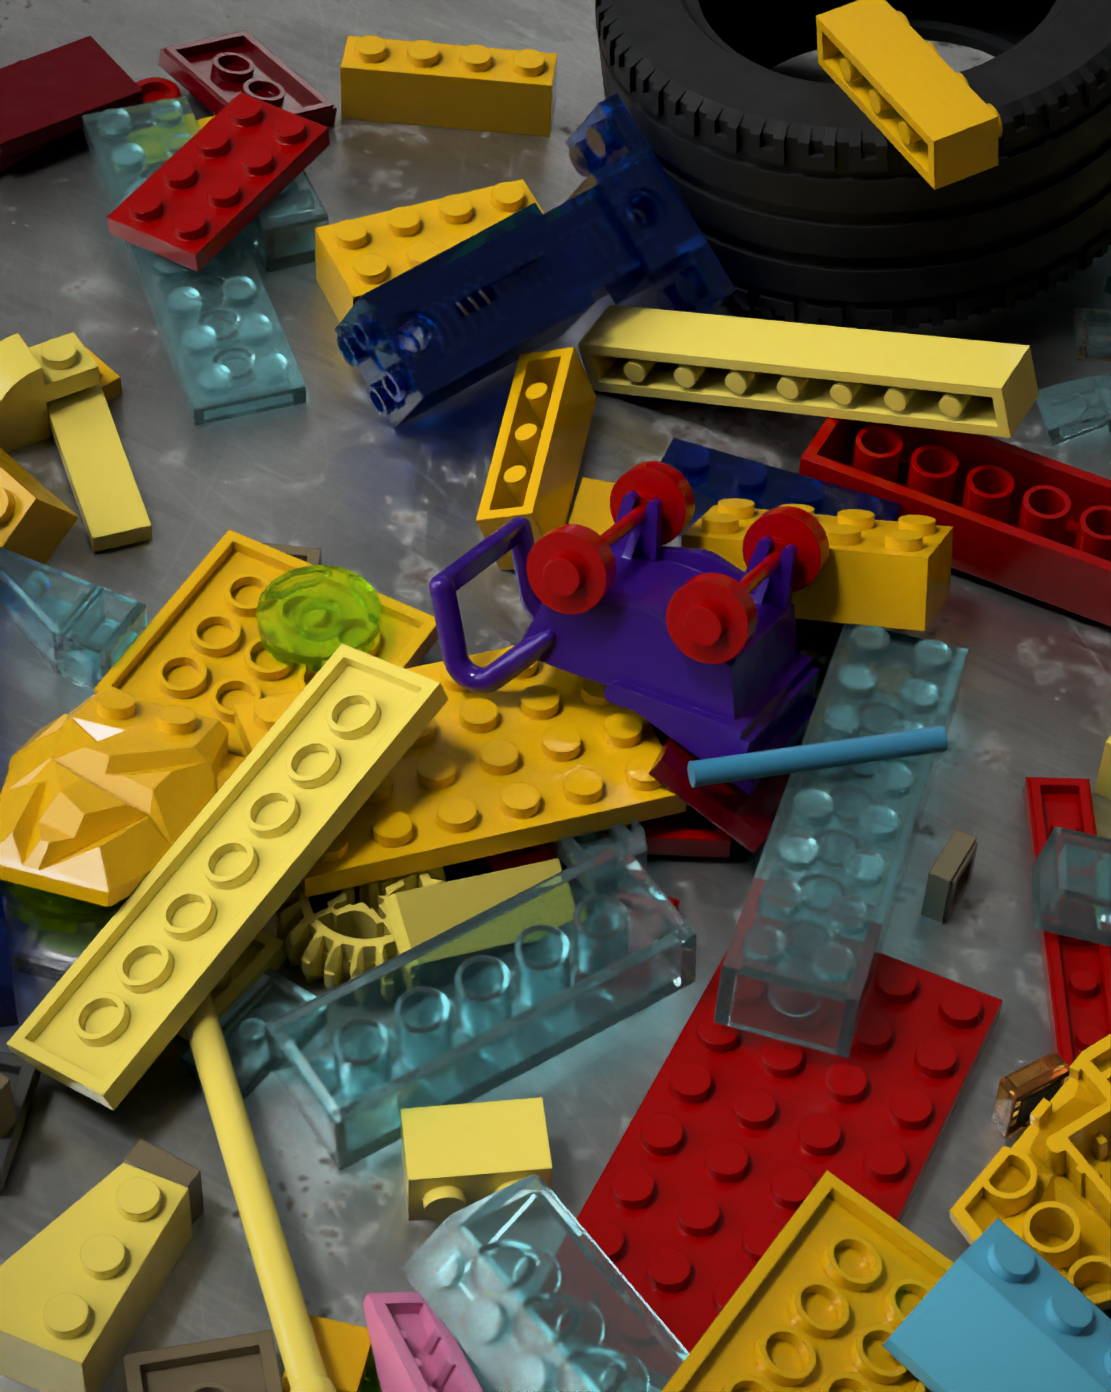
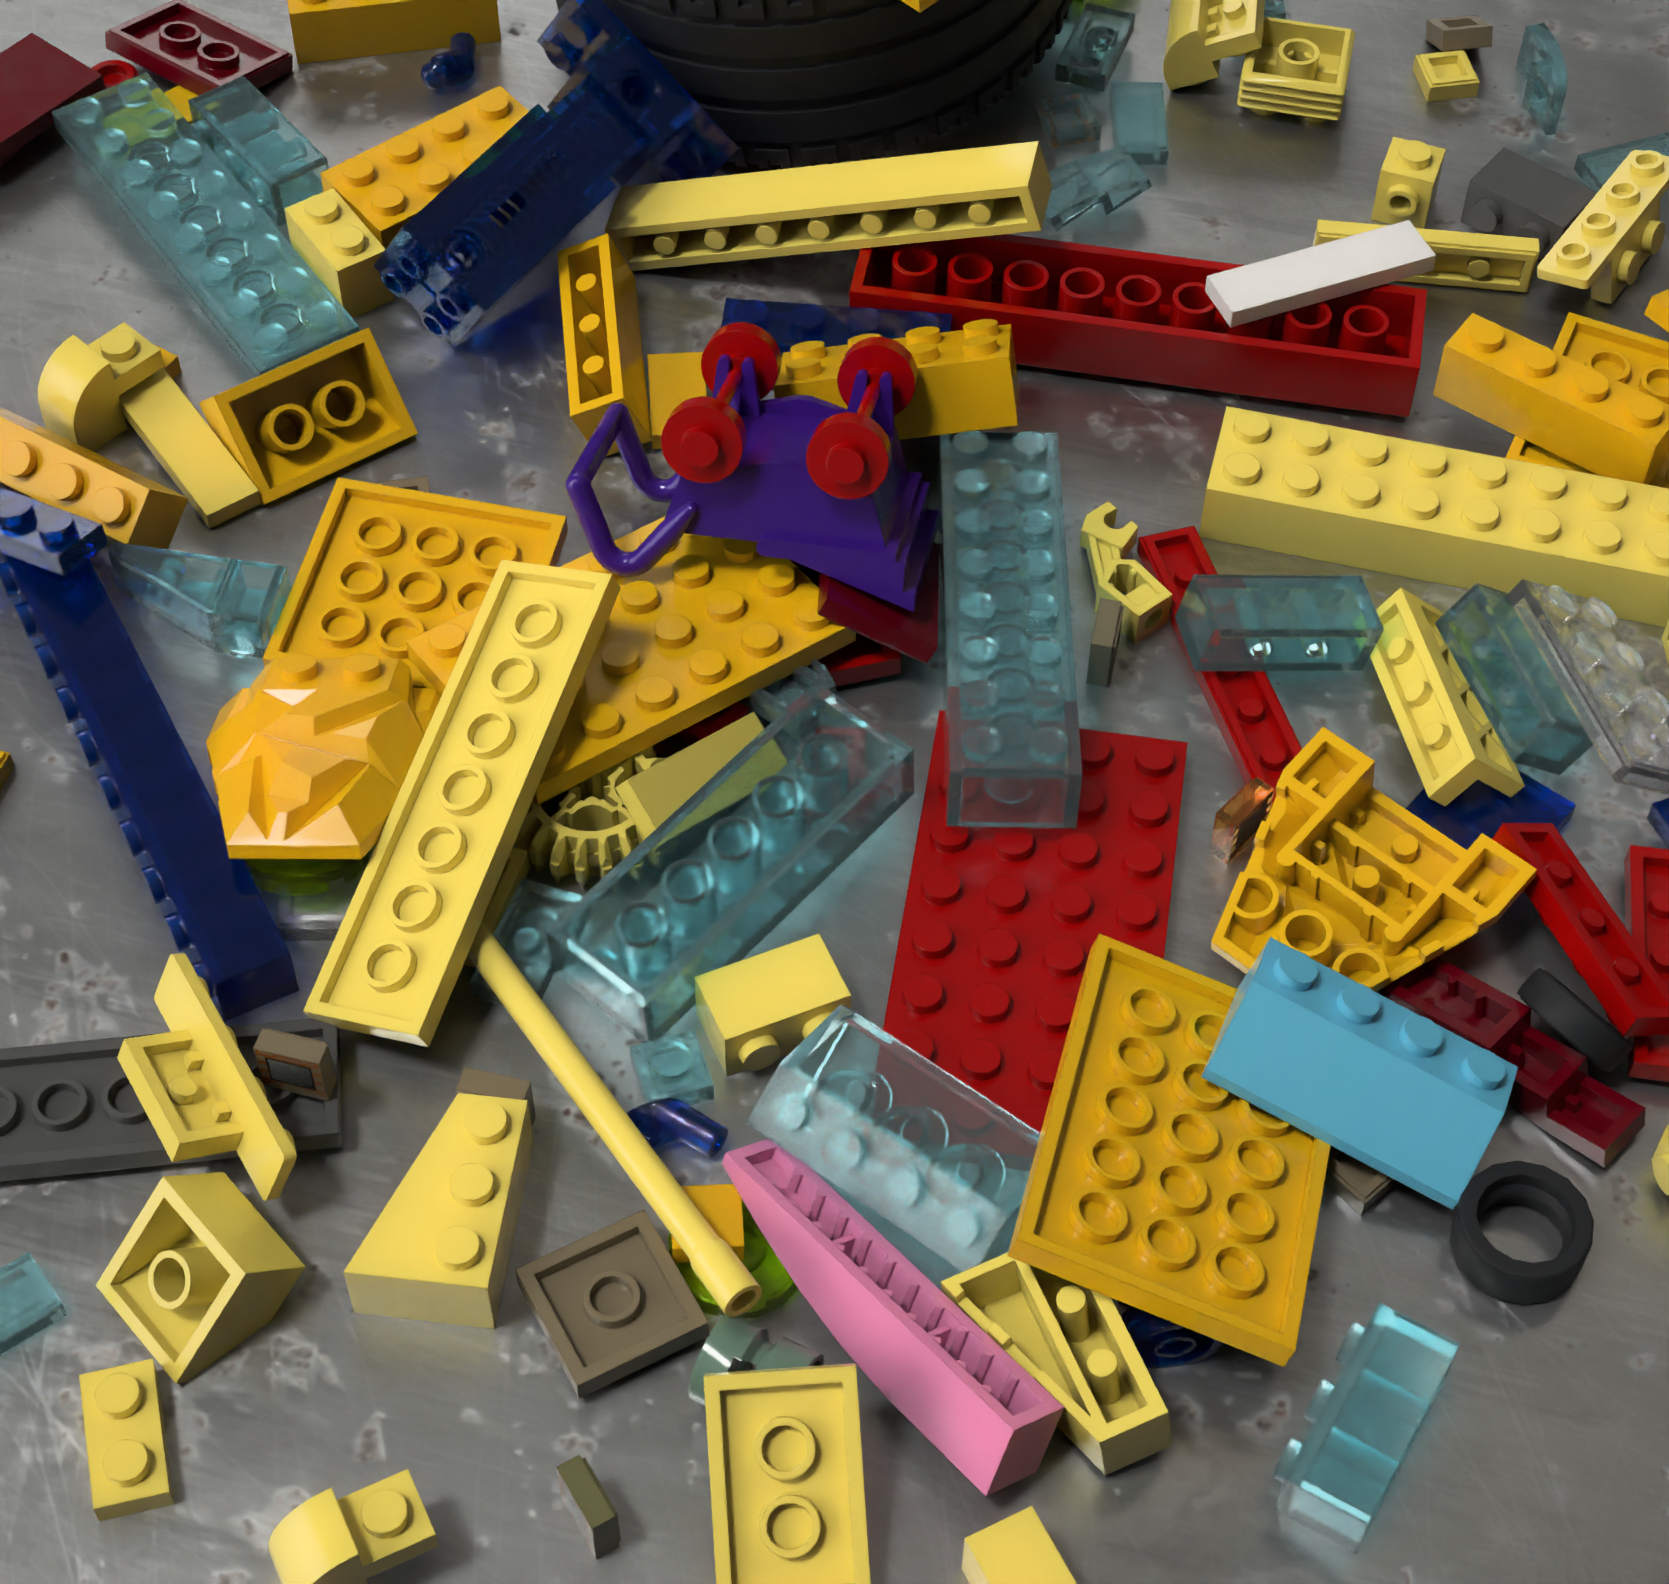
camera: 15 degrees left, 5 degrees up
(218, 181) = (211, 148): red plate -> none
(226, 463) = (311, 416): none -> yellow slope
(308, 308) = (338, 250): none -> light yellow brick
(314, 612) = (453, 540): clear neon green tile -> none
(335, 1251) = (674, 1121): none -> clear blue arm
(352, 1202) = (672, 1069): none -> clear light blue plate
(490, 152) = (451, 67): none -> clear blue arm
(817, 756) = (965, 562): dark azure bar -> none
(1010, 847) = (1146, 600): none -> light yellow piece

